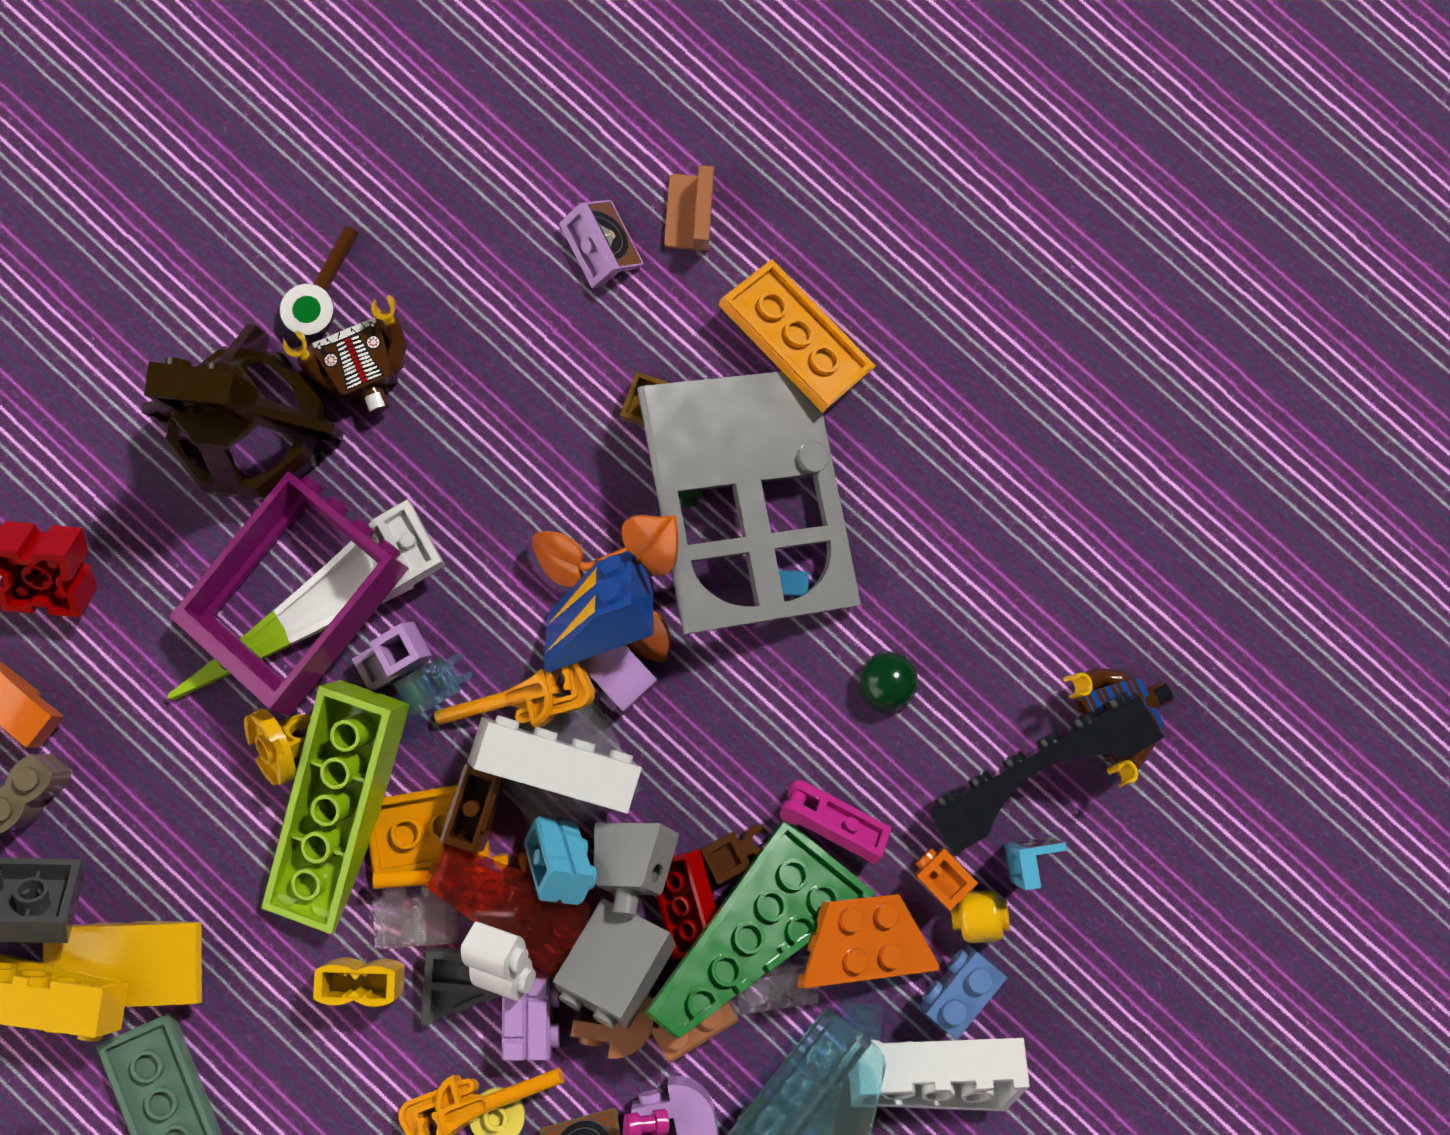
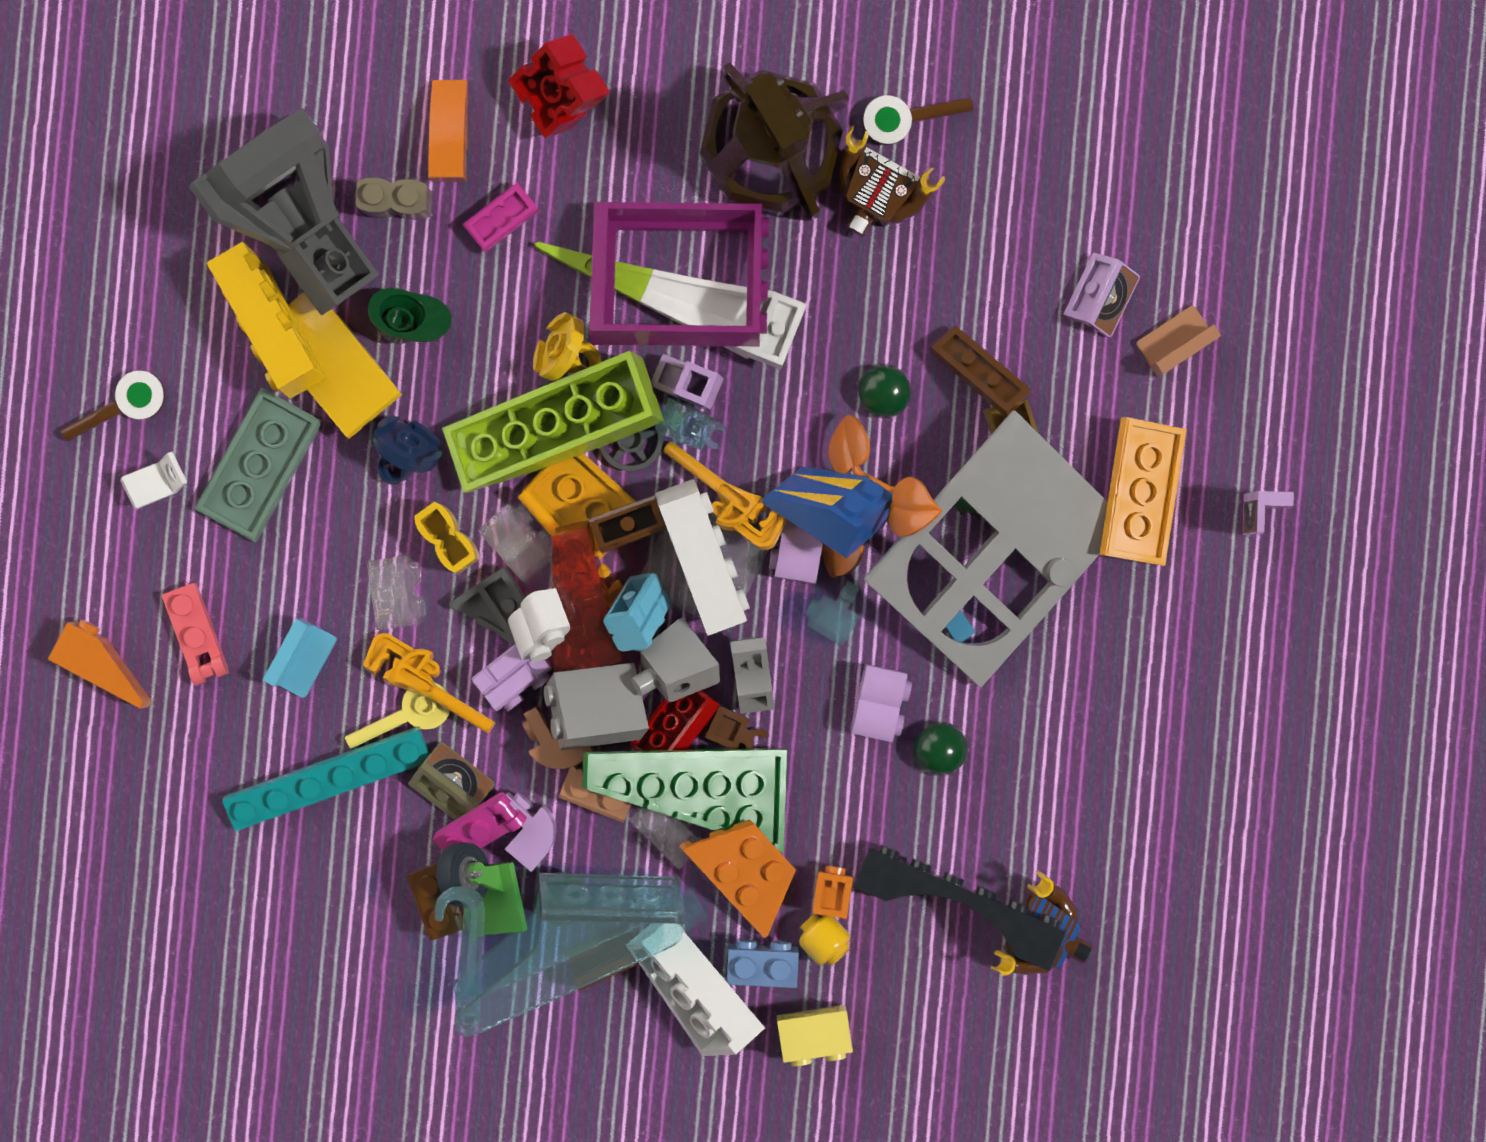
camera: 50 degrees right, 5 degrees up
(120, 710) = (501, 217): none -> dark pink plate
(135, 863) = (408, 316): none -> dark green piece
(250, 956) = (406, 447): none -> dark blue tile
(372, 1067) = (395, 592): none -> clear brick
(411, 745) = (634, 444): none -> dark grey wheel
(537, 490) = (884, 390): none -> dark green hair
(584, 393) = (981, 371): none -> reddish brown plate
(695, 799) = (752, 675): none -> light grey brick
(700, 687) = (834, 618): none -> clear light blue brick
(807, 704) = (879, 703): none -> lavender brick
(835, 821) = (812, 786): dark pink plate -> none
(883, 245) = (1255, 507): none -> lavender panel
(1023, 861) = (886, 938): medium azure panel -> none
(1061, 993) = (814, 1035): none -> light yellow brick

